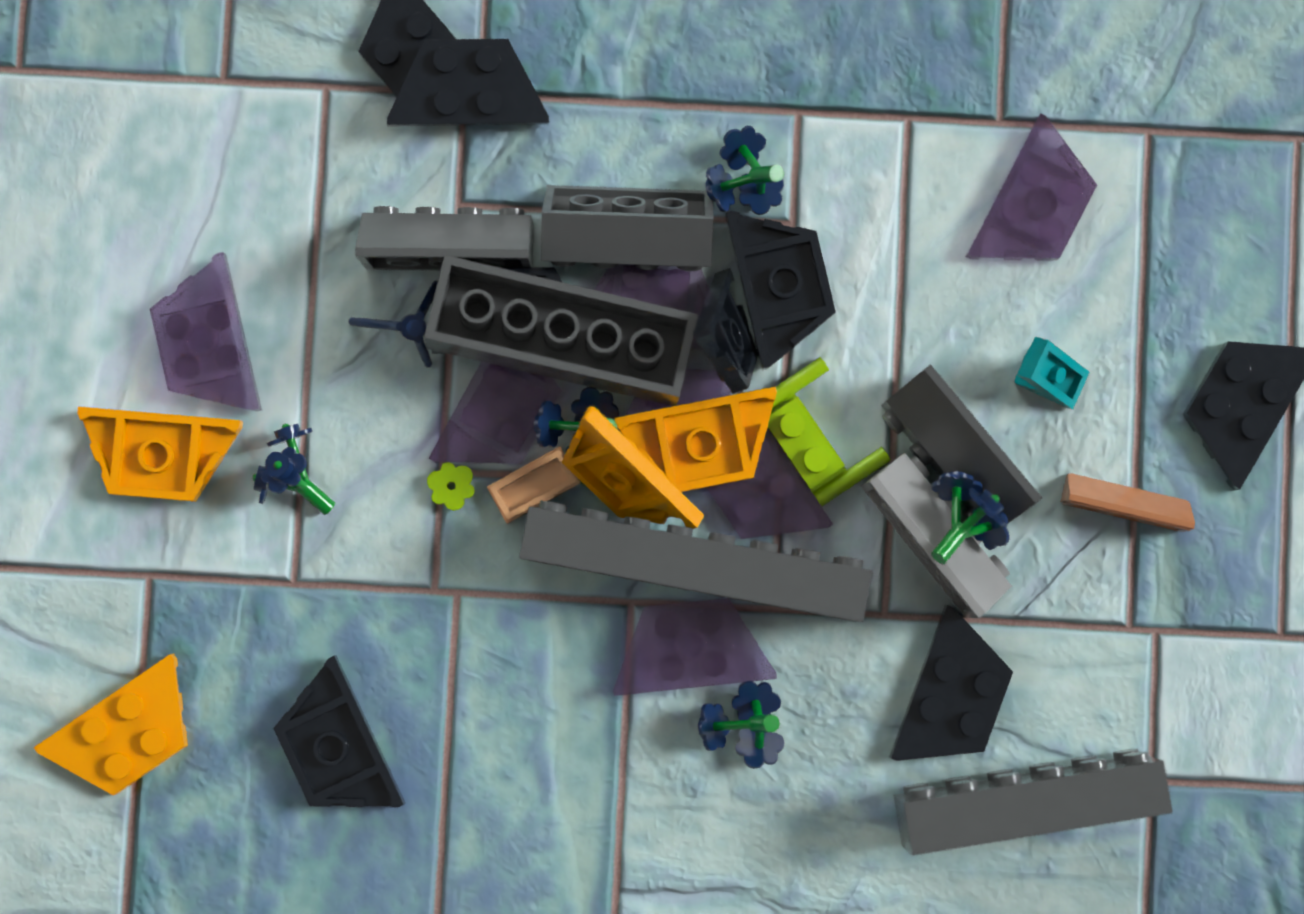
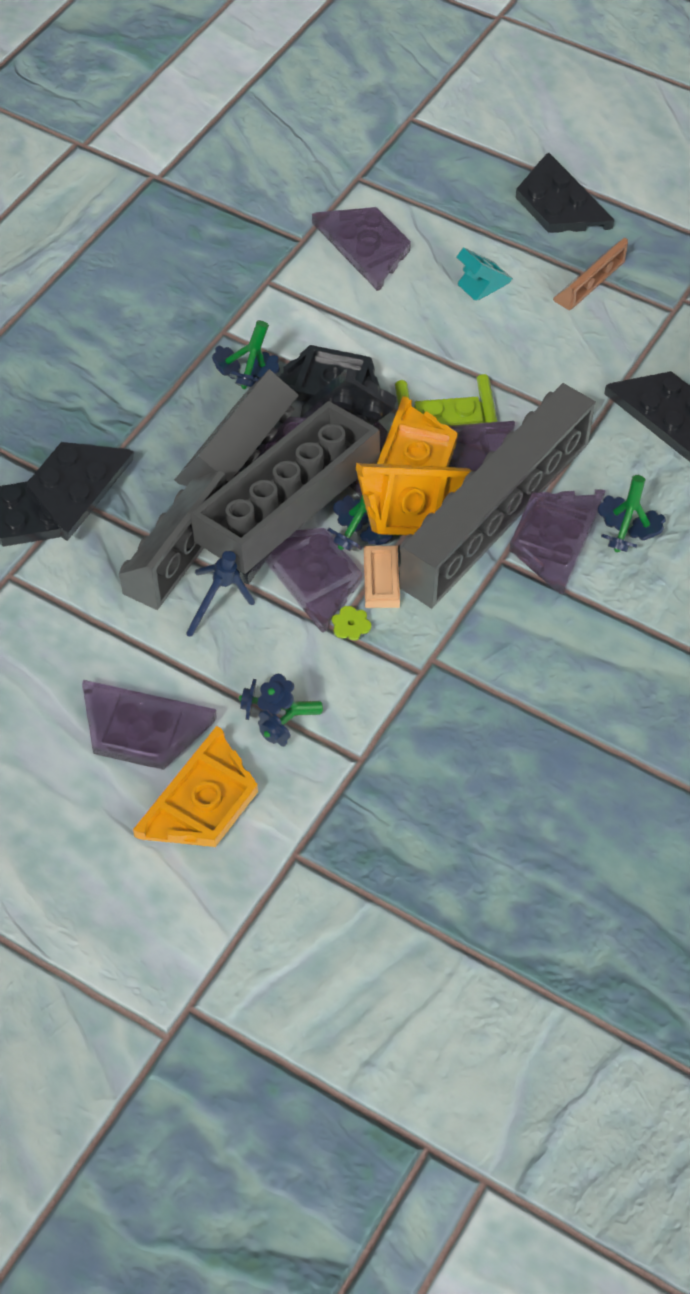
camera: 60 degrees left, 30 degrees down
(124, 732) = (411, 926): light orange wing -> none
(334, 746) = (504, 780): black wing -> none
(922, 521) = (539, 370): light grey slope -> none
(954, 440) = (505, 326): dark grey slope -> none
(984, 524) = (565, 321): plant -> none

